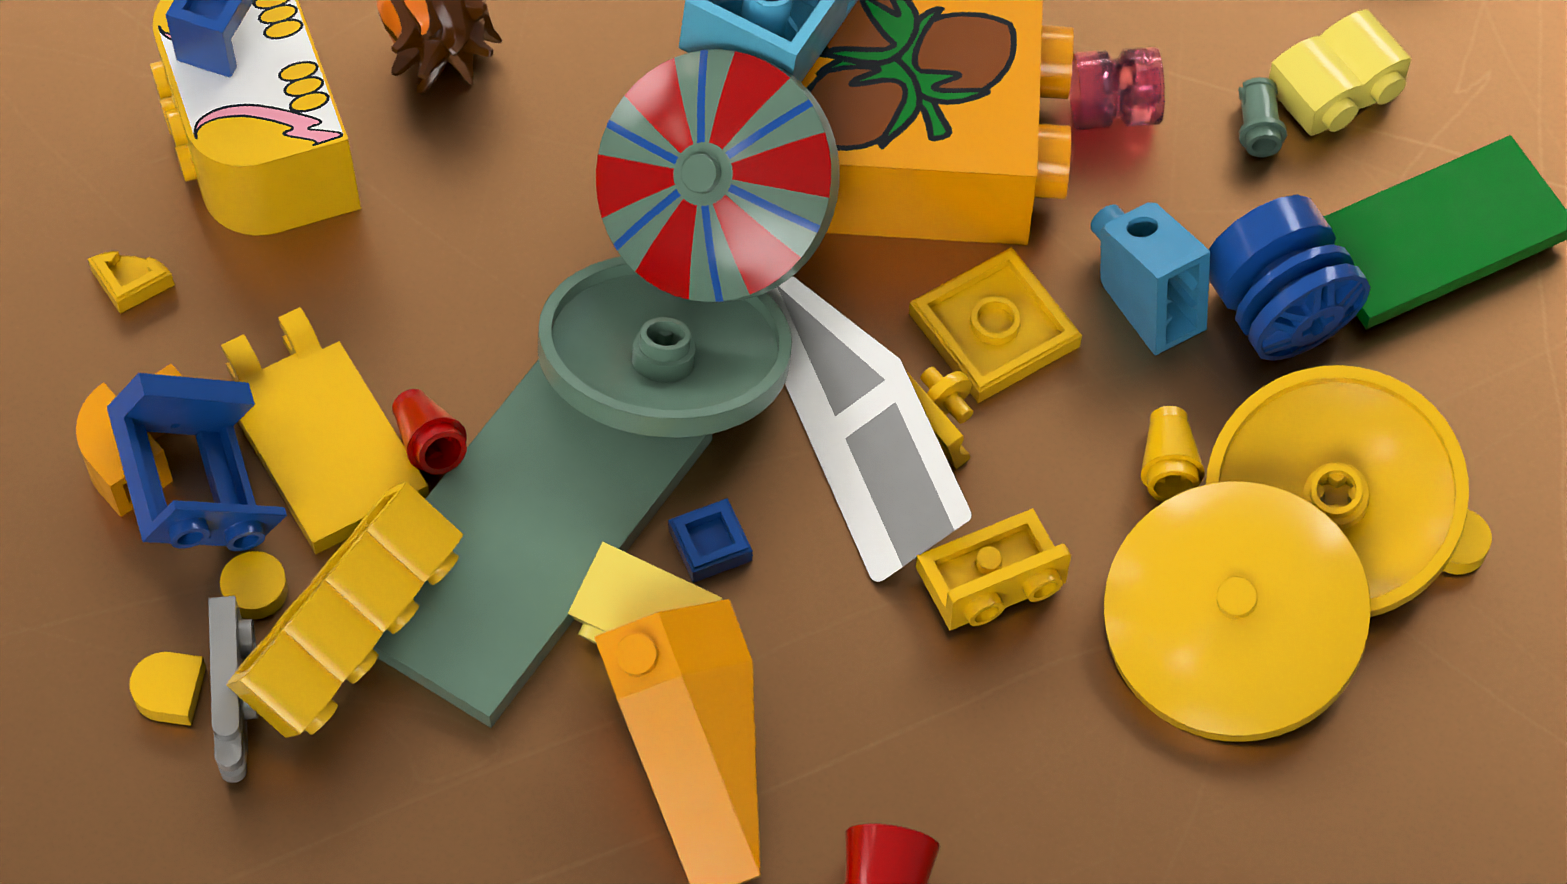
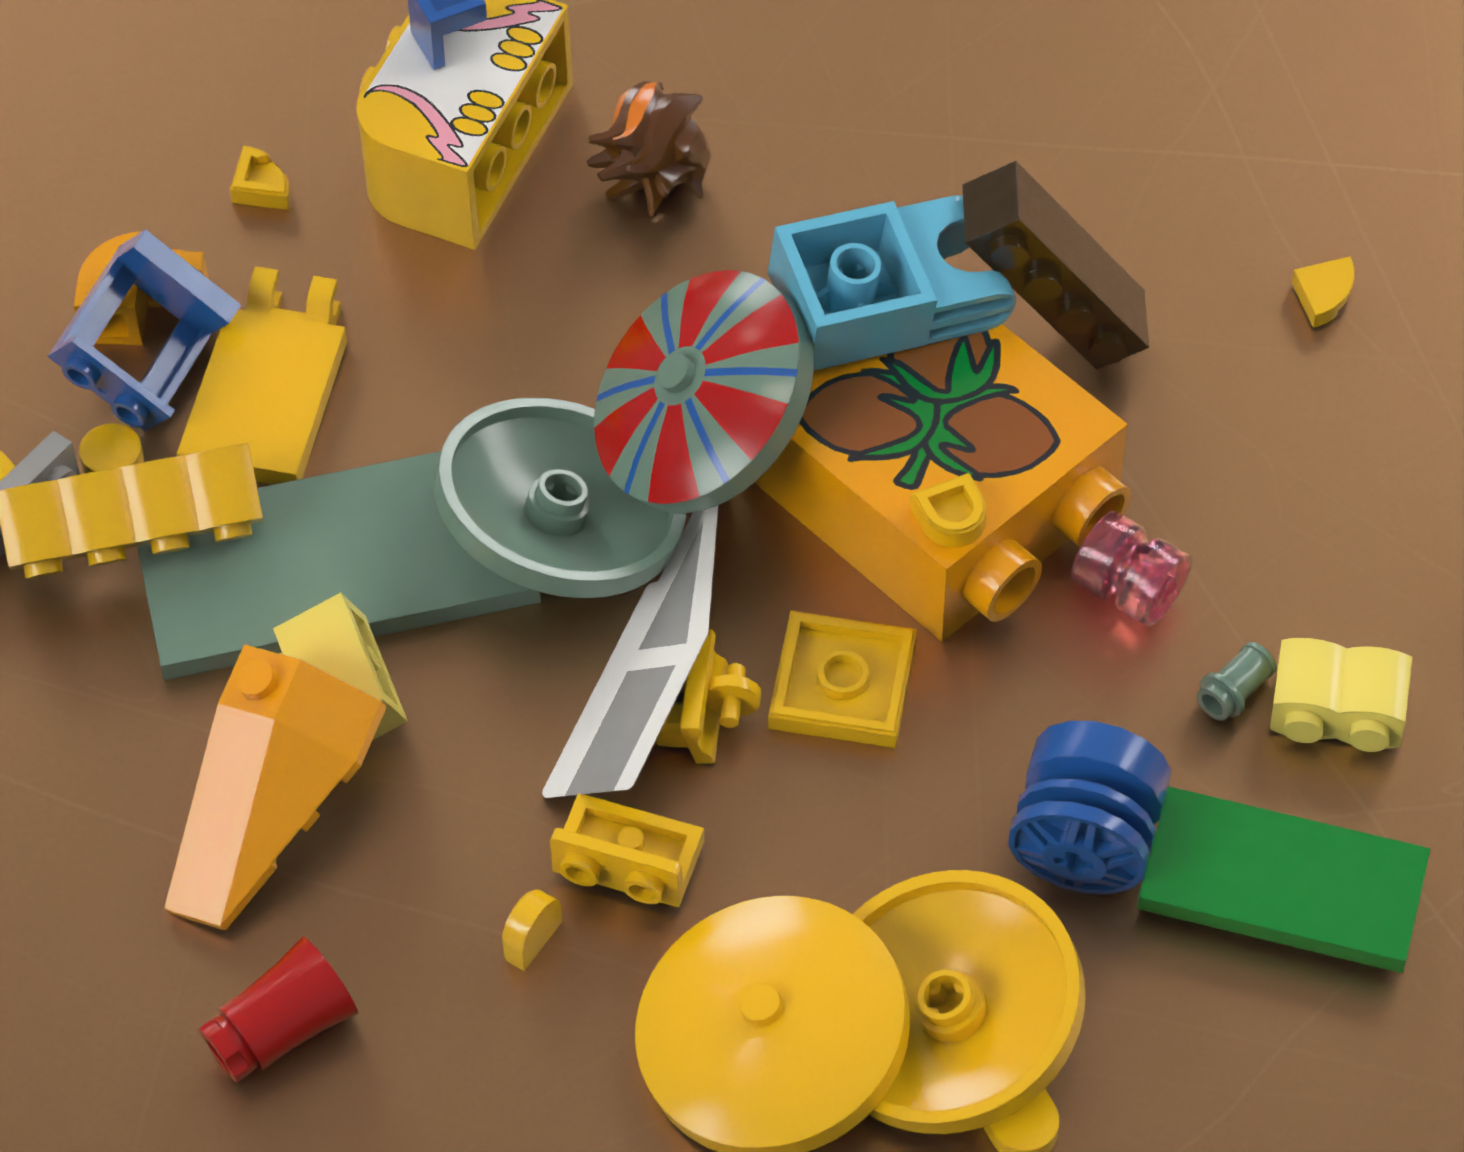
camera: 45 degrees right, 5 degrees down
(429, 433) = (332, 437): red cone -> none
(710, 540) = (453, 669): blue tile -> none
(987, 684) = (530, 927): none -> yellow tile
(1000, 130) = (951, 511): none -> yellow tile
(1154, 273) = (996, 698): dark azure torso -> none
(1170, 455) = (862, 872): yellow cone -> none

